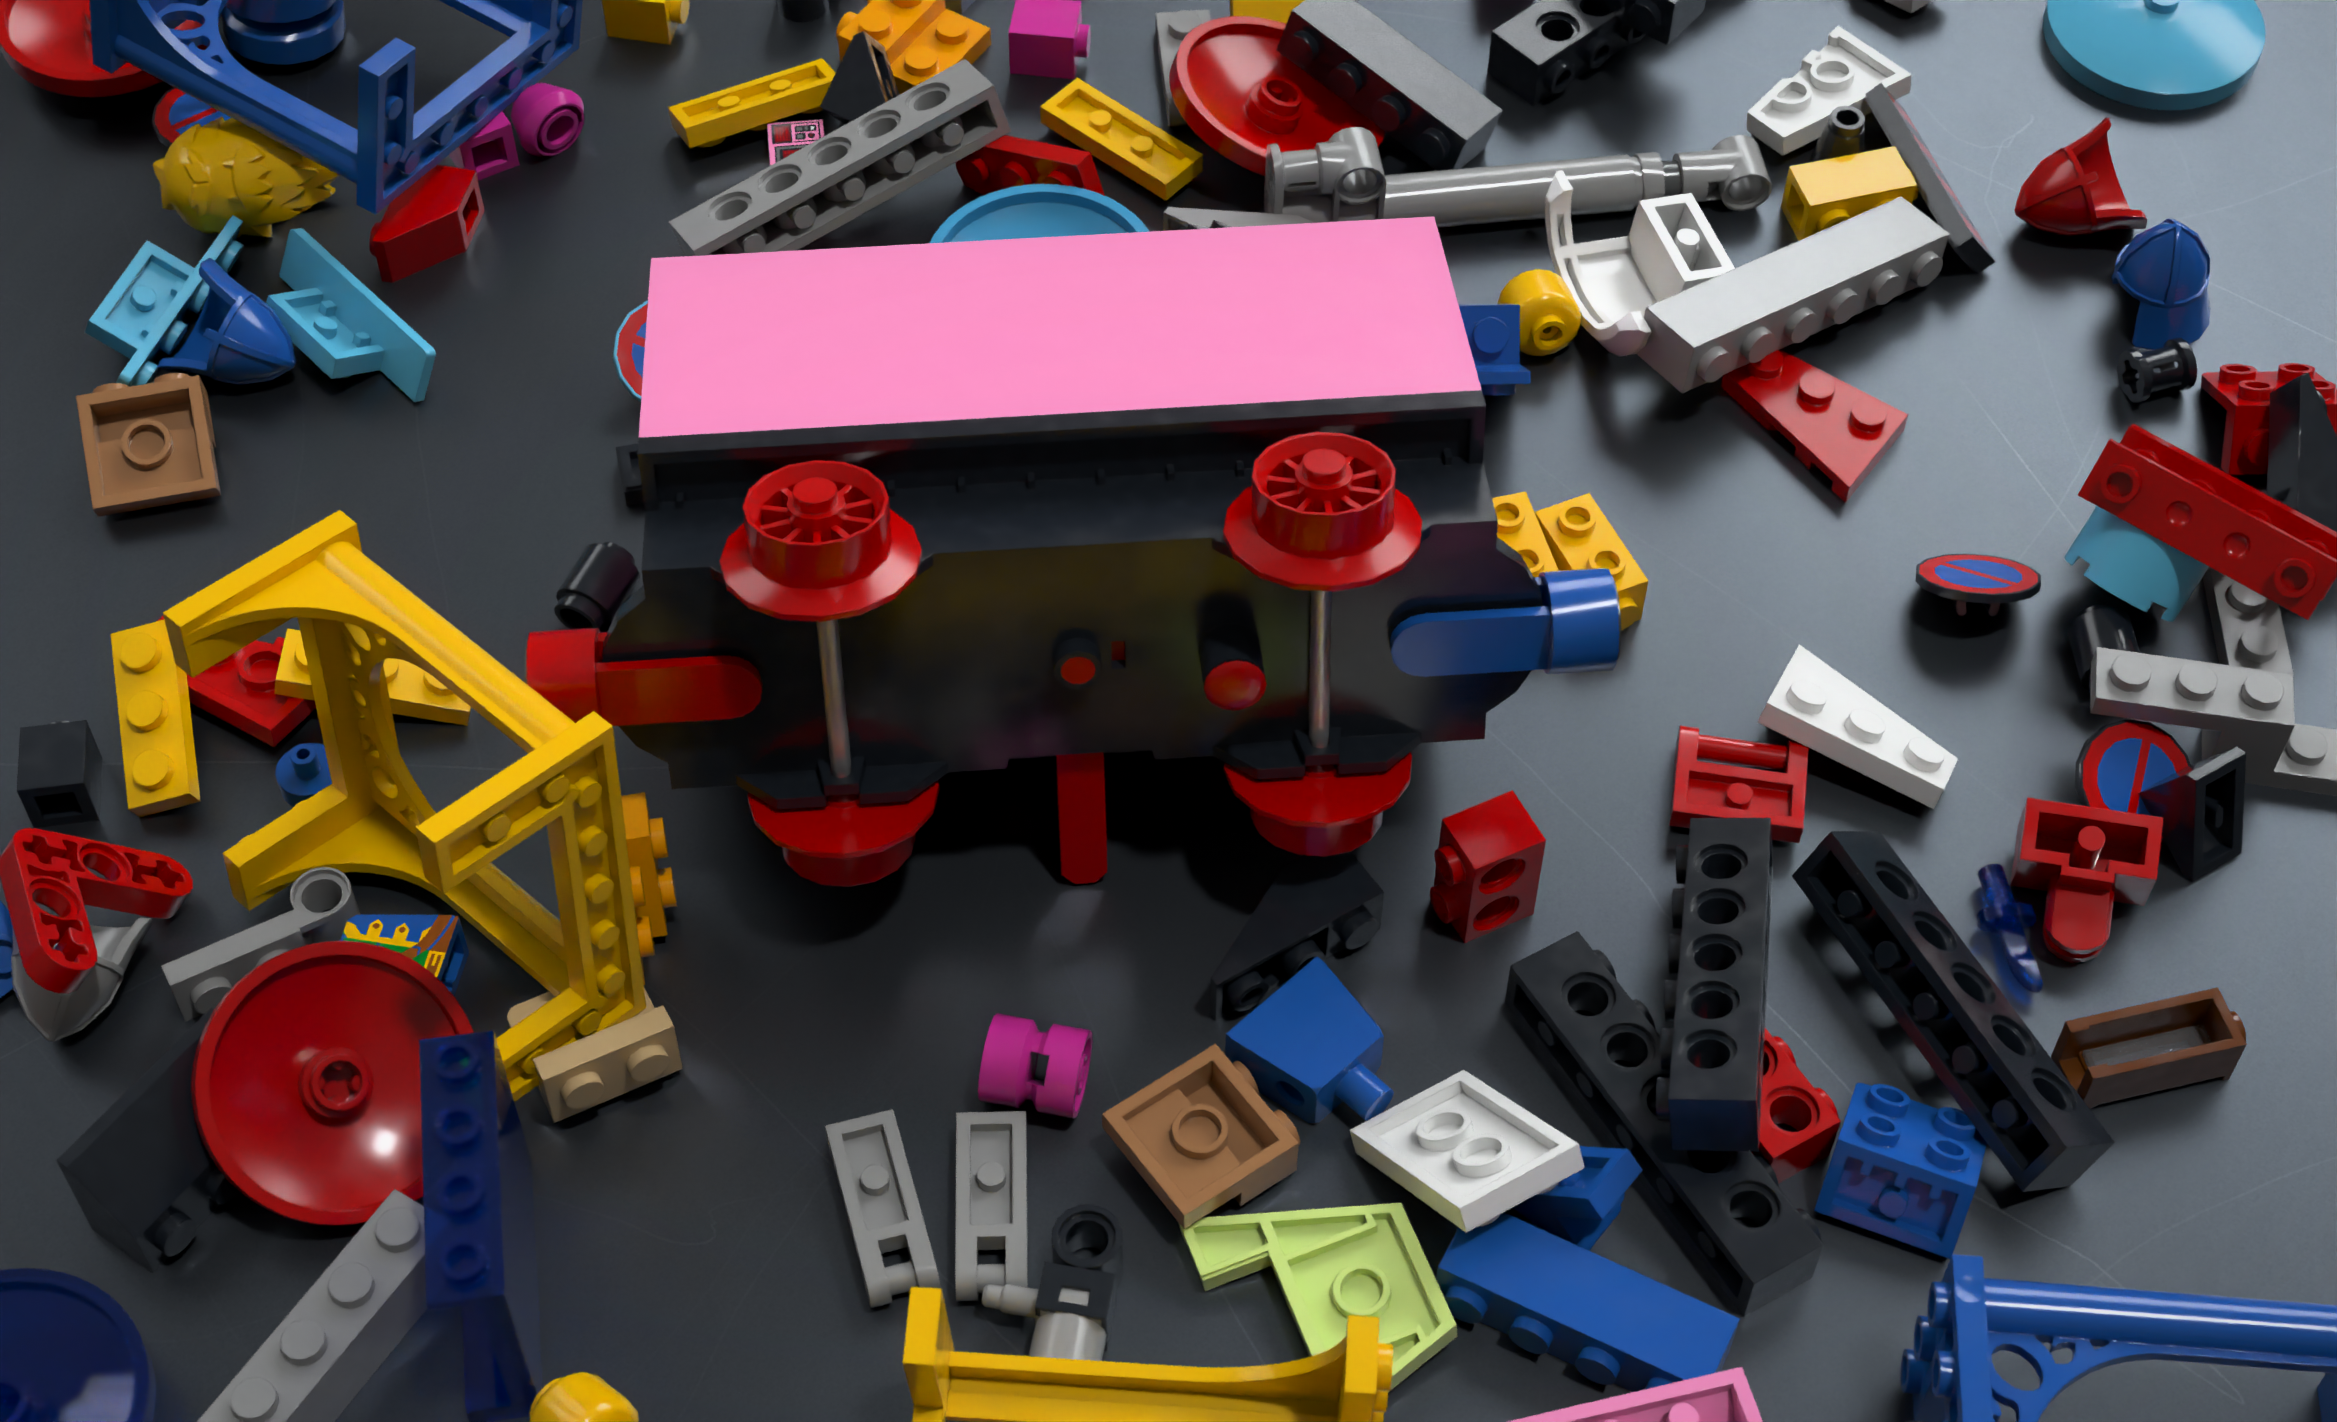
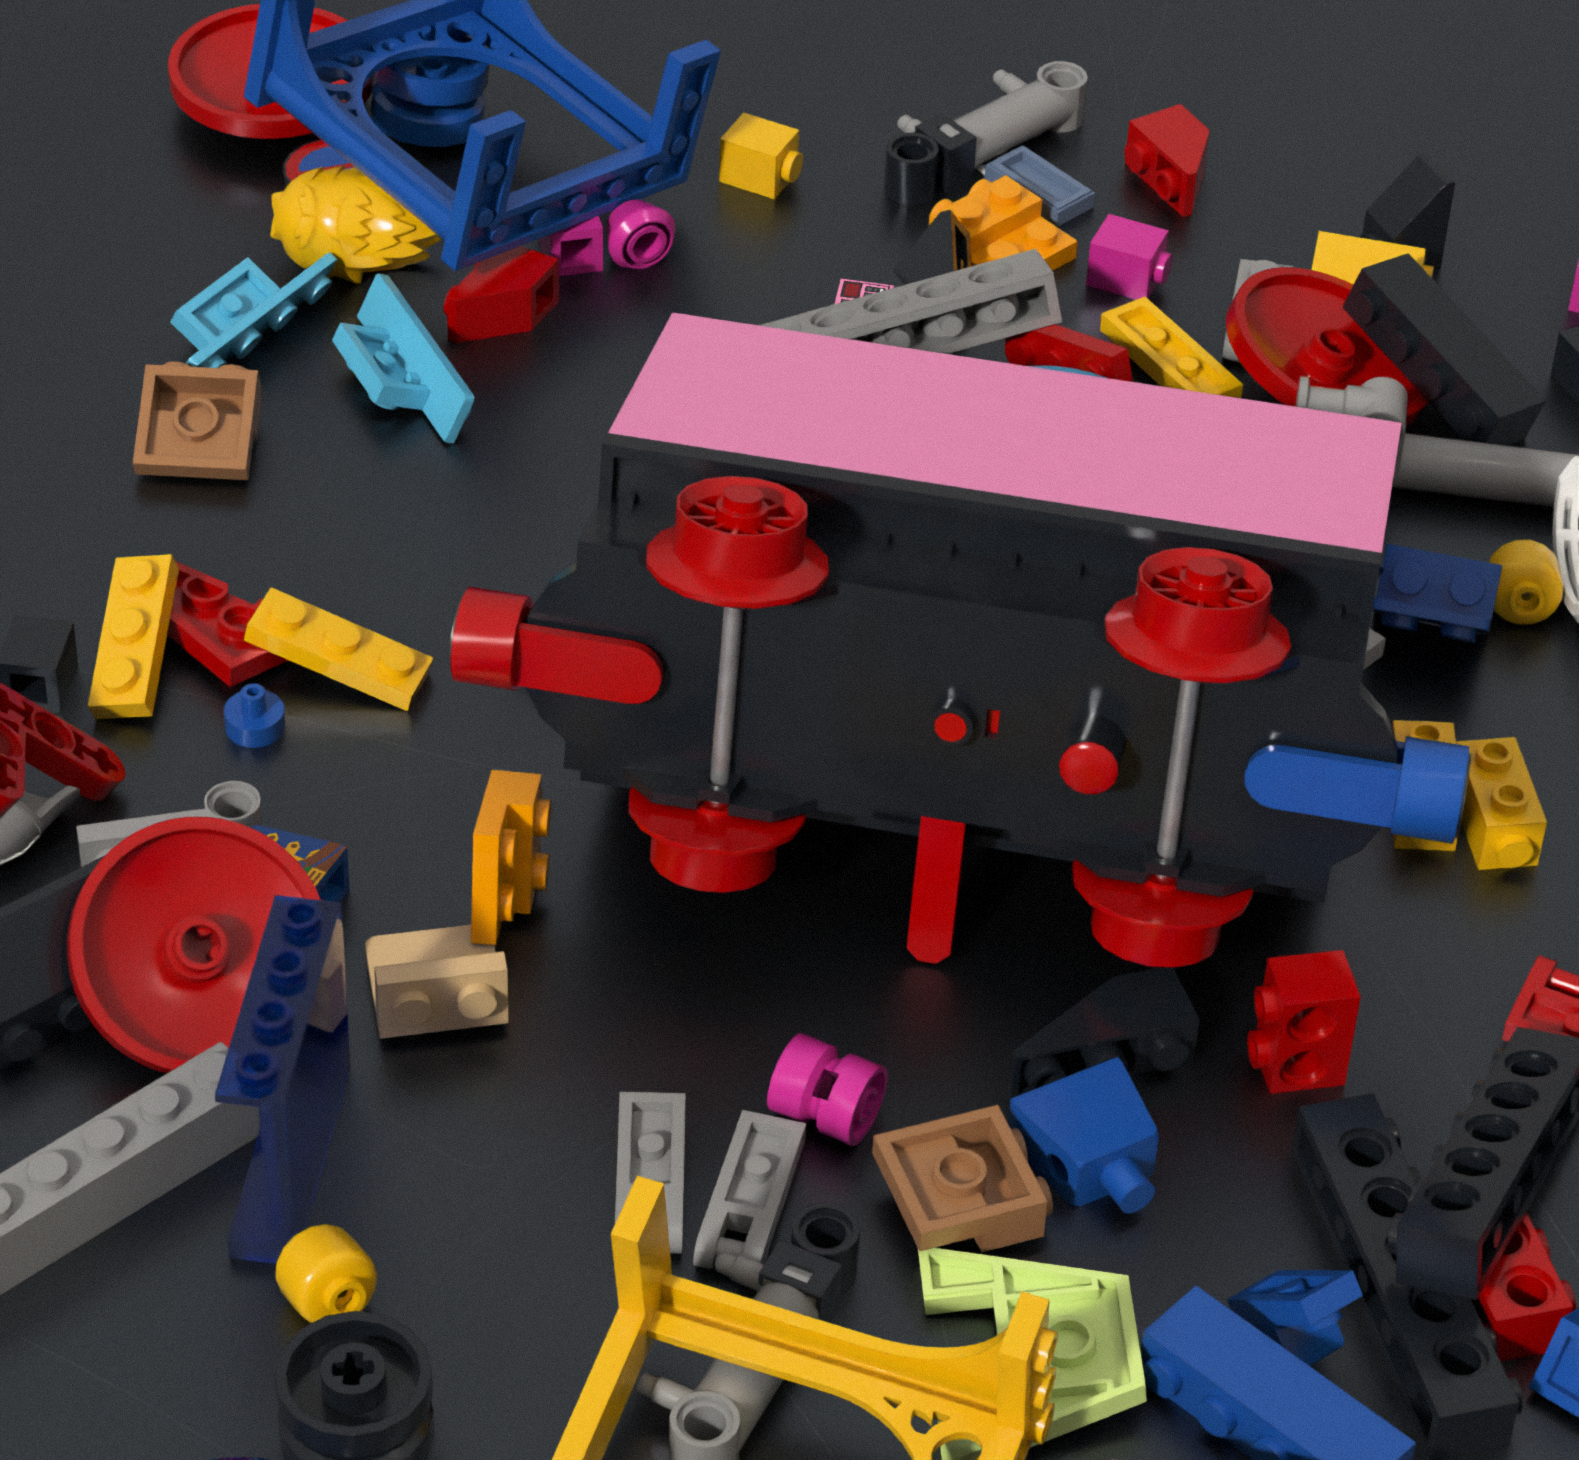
camera: 15 degrees right, 10 degrees down
(235, 335) = (305, 351): blue helmet -> none
(379, 818) = (316, 722): yellow arch -> none
(752, 104) = (830, 261): yellow plate -> none
(1467, 1150) = (1204, 1245): white plate -> none

